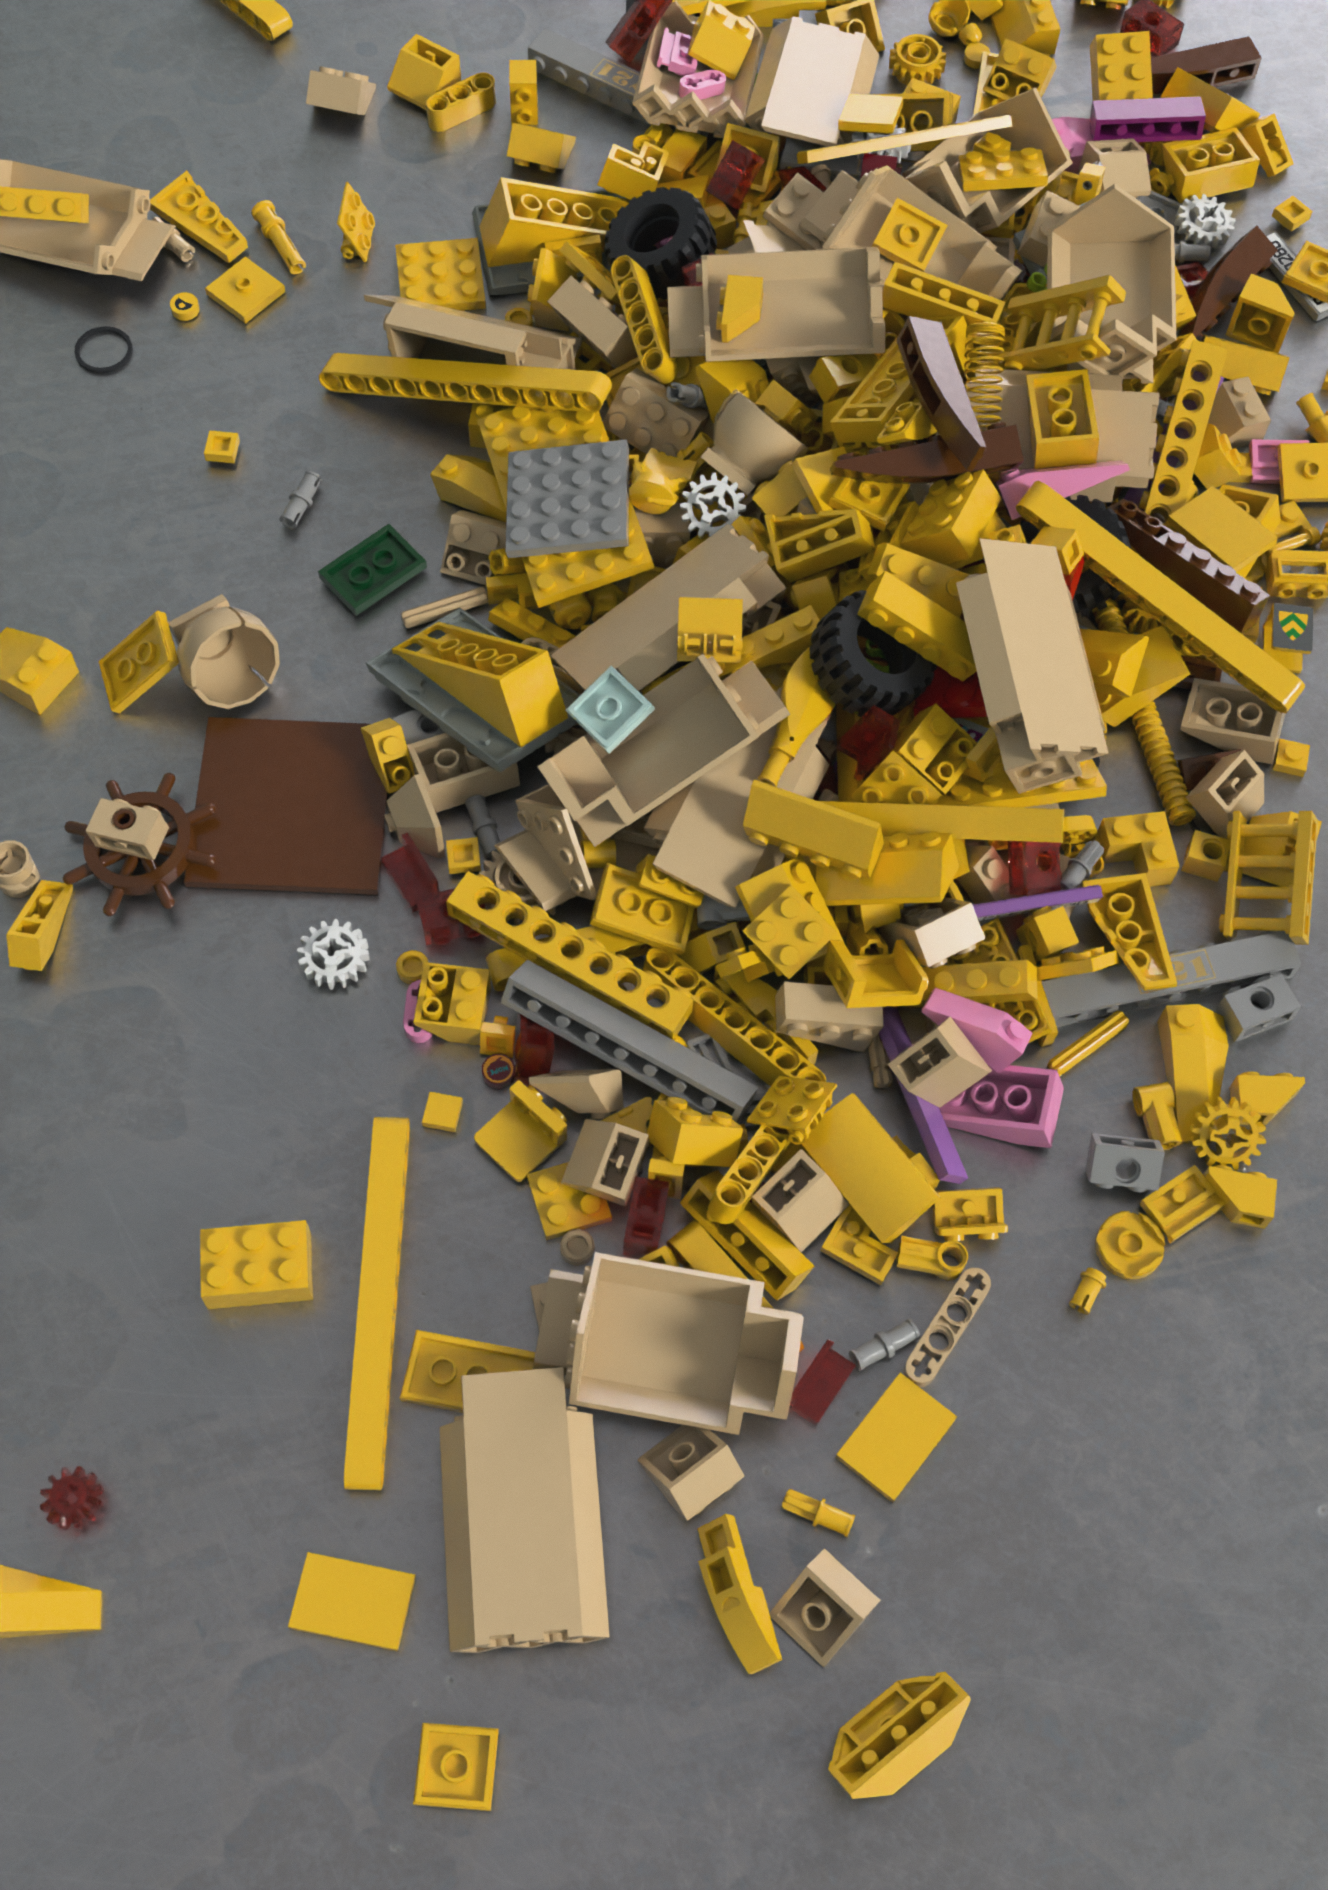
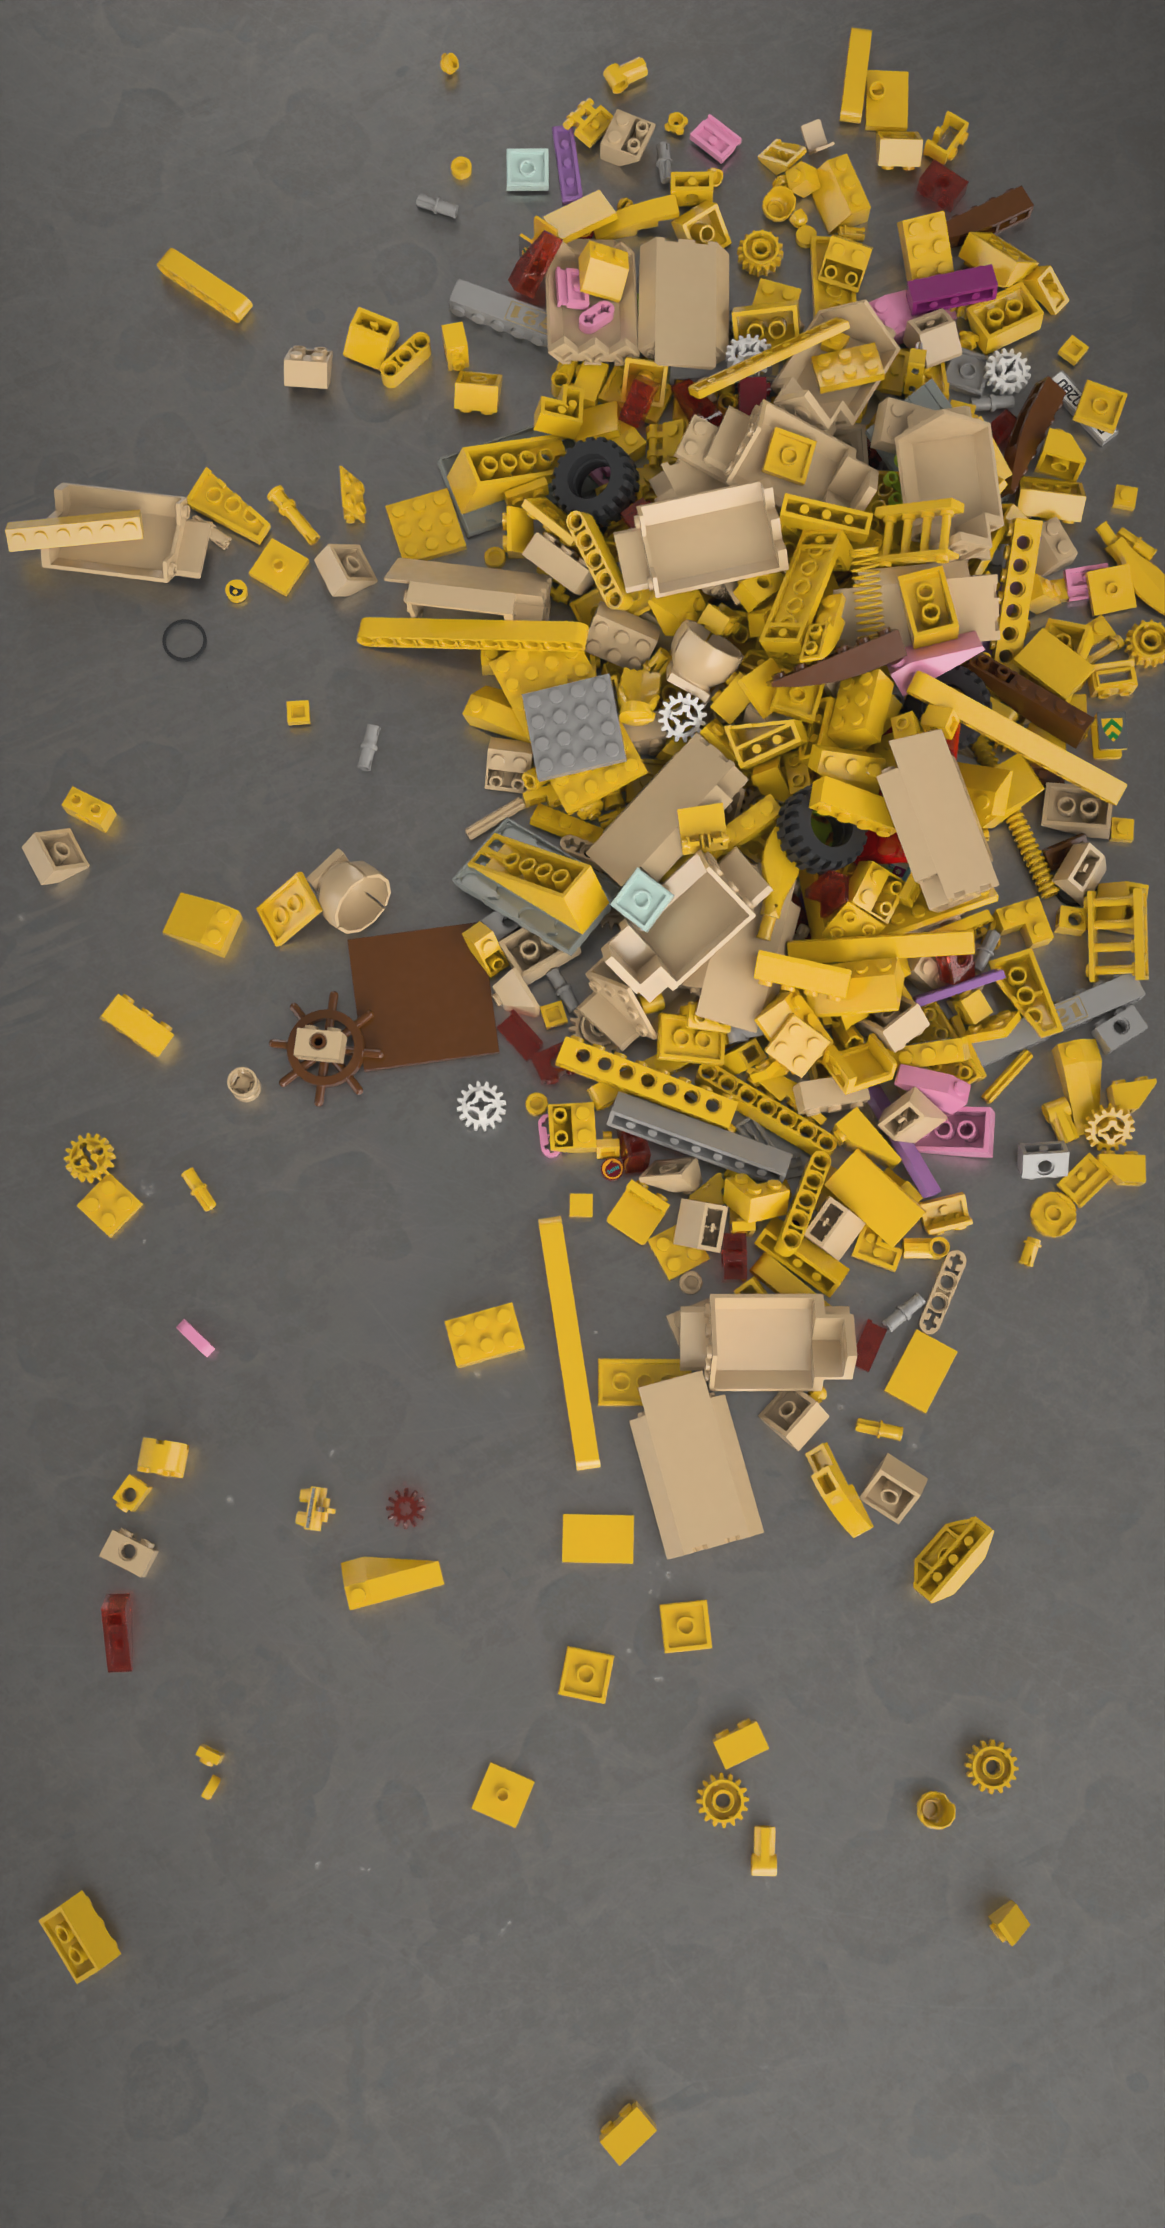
camera: 10 degrees left, 15 degrees up
(38, 926) = (273, 1121): yellow slope -> none
(281, 1816) = (586, 1674): none -> yellow plate
(325, 301) = (345, 569): none -> tan slope
(372, 569) = (435, 797): dark green plate -> none
(689, 395) = (644, 621): light grey pin -> none
(736, 1442) = (818, 1395): none -> yellow hinge
(742, 305) = (675, 545): yellow slope -> none
(794, 1105) = (818, 1166): yellow hinge -> none
(859, 1071) = (857, 1132): none -> yellow slope
(870, 113) = (737, 333): tile -> none
(941, 388) = (839, 609): reddish brown slope -> none

